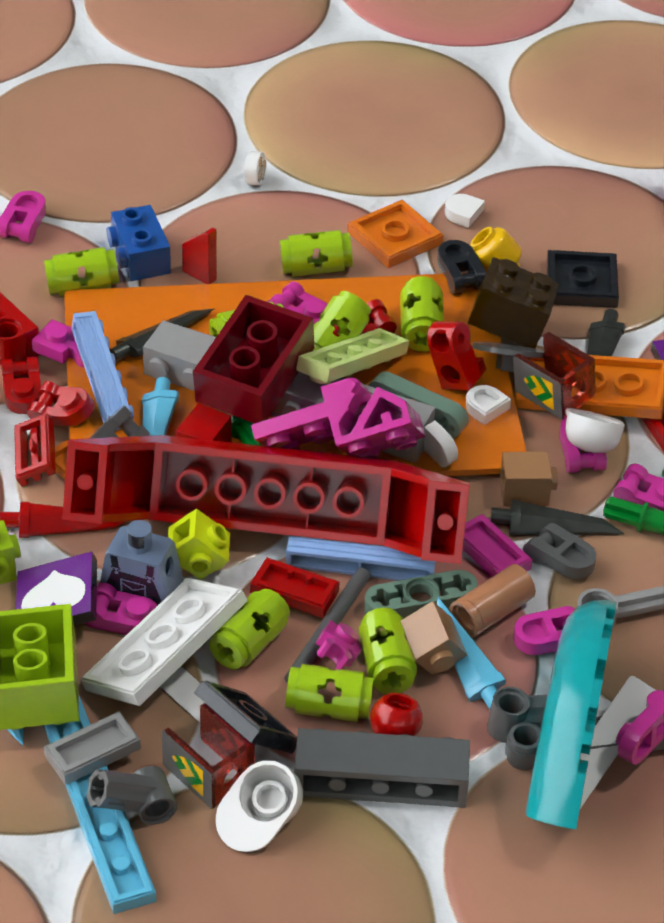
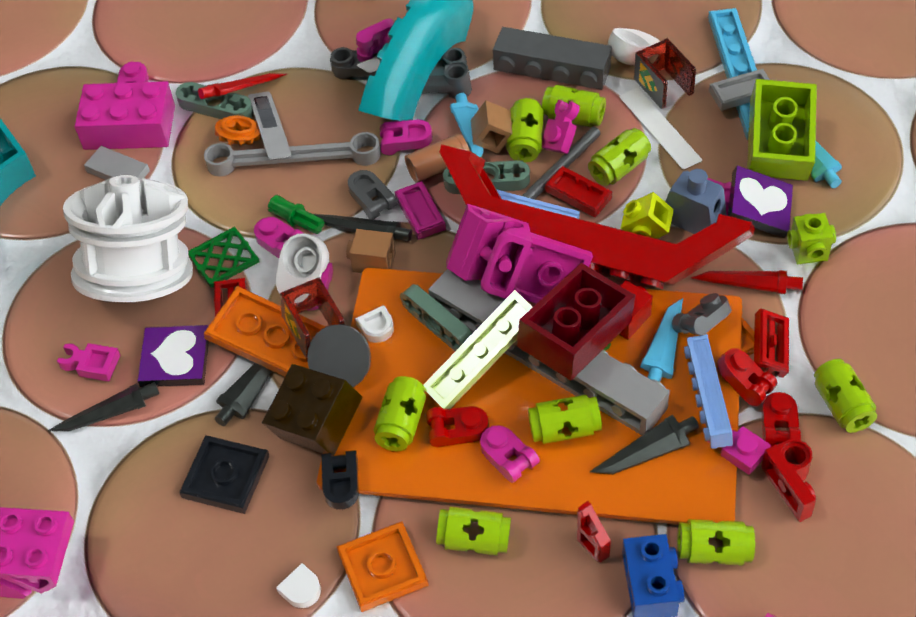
camera: 160 degrees left, 10 degrees up
(140, 792) = (710, 57): dark grey piece -> none
(163, 641) = (687, 143): white tile -> none
(247, 716) = (635, 85): black tile -> none
(347, 313) = (487, 389): lime piece -> none
(396, 715) = (533, 81): red piece -> none
(440, 444) = (431, 271): white tile -> none
(454, 355) = (390, 345): red leg -> none
(495, 243) = (298, 492): yellow head -> none

